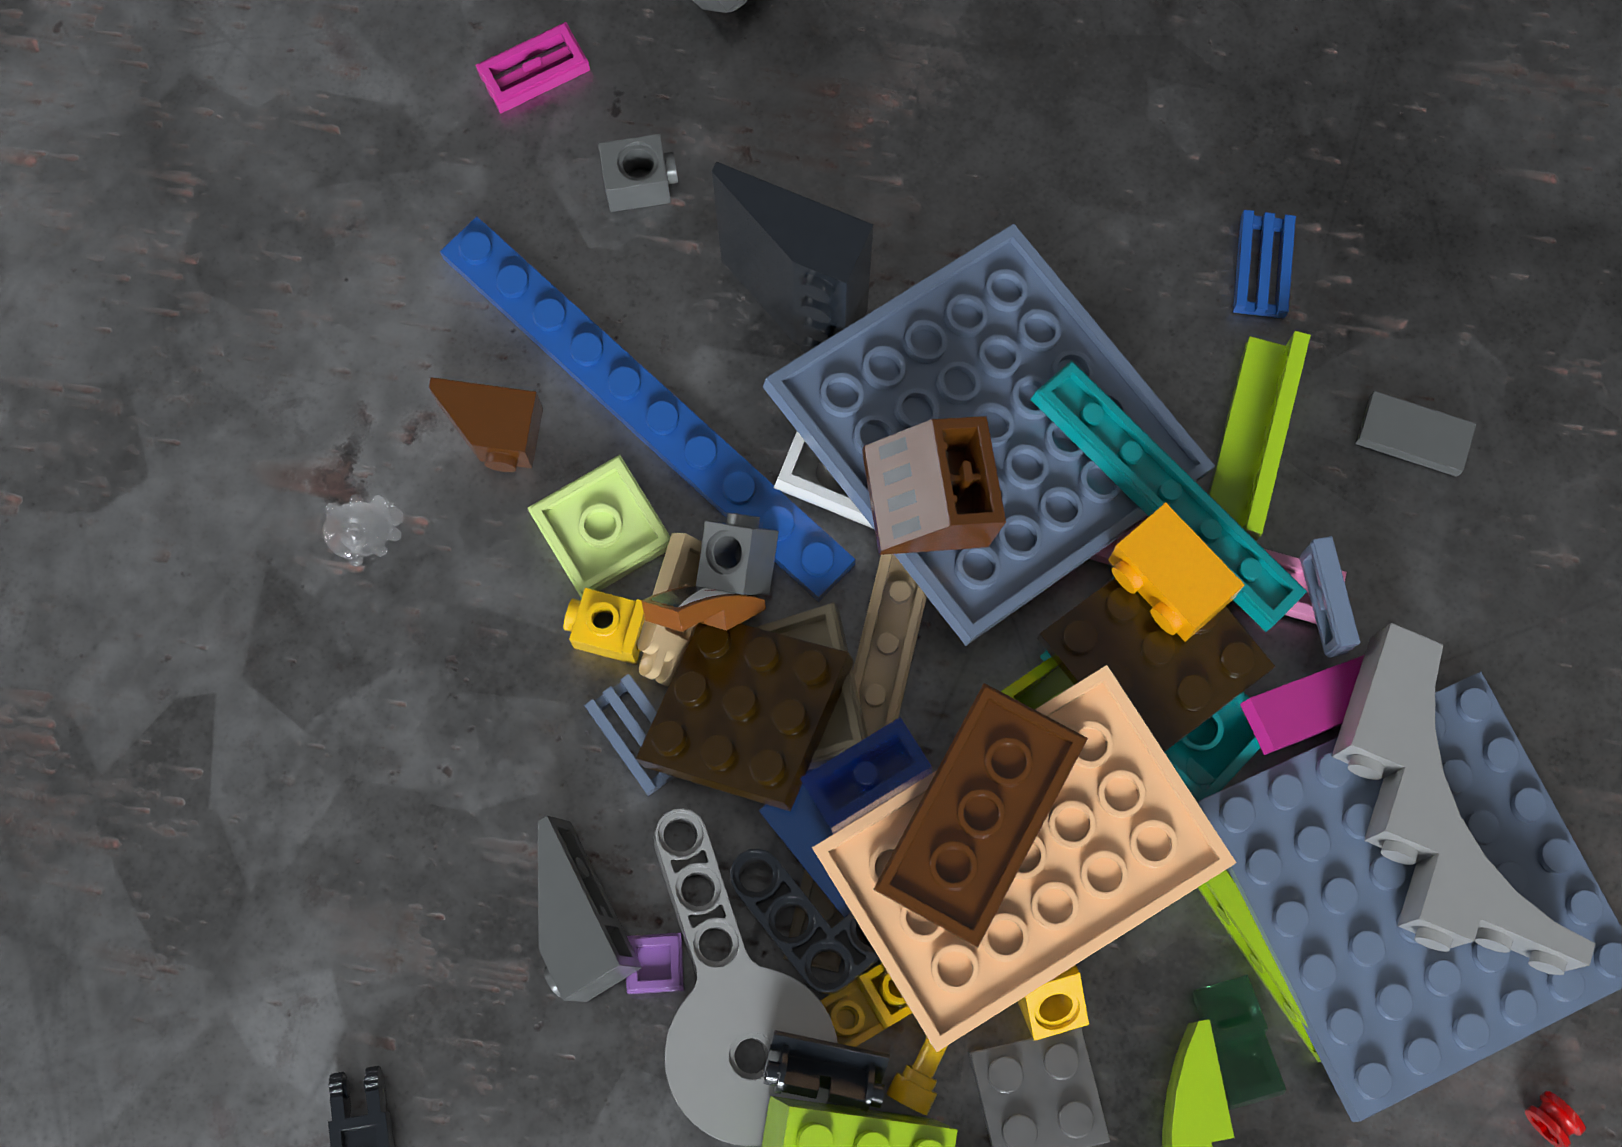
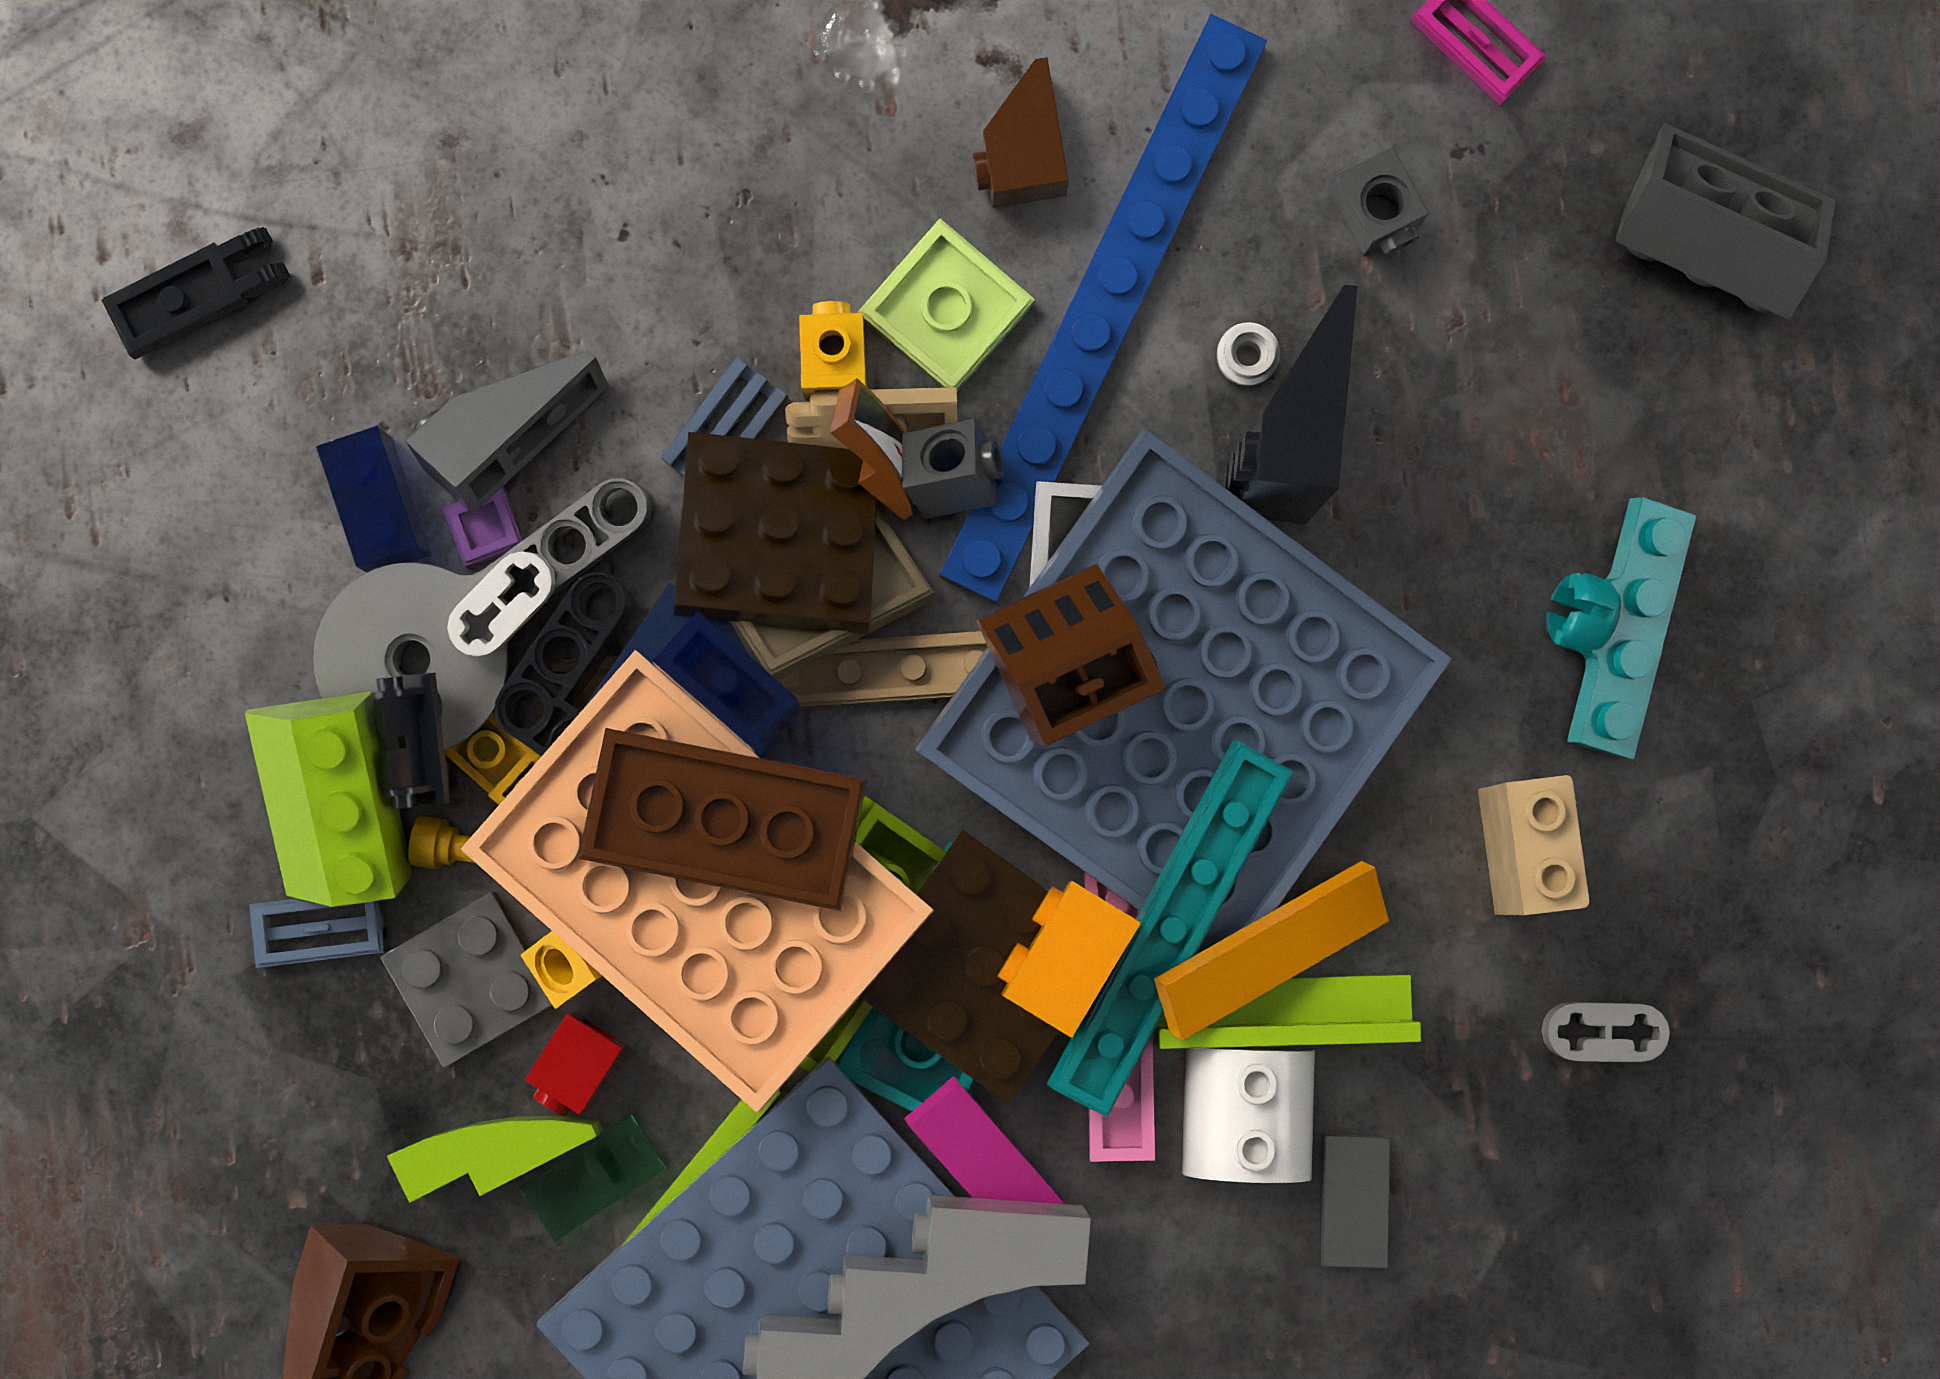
camera: 70 degrees right, 10 degrees up
(602, 1048) = (373, 499): none -> clear blue brick
(720, 293) = (1257, 337): none -> white plate
(745, 951) = (512, 614): none -> white beam
(1023, 102) = (1622, 625): none -> teal plate
(1140, 1024) = (575, 1065): none -> red brick
(1182, 206) = (1533, 846): none -> tan panel
(1206, 428) = (1271, 950): none -> light orange tile
(1268, 225) = (1563, 959): blue tile -> none
(1329, 491) = (1248, 1114): none -> white brick
(1329, 597) = (1109, 1144): sand blue tile -> none
(1342, 213) = (1605, 1016): none -> light grey beam

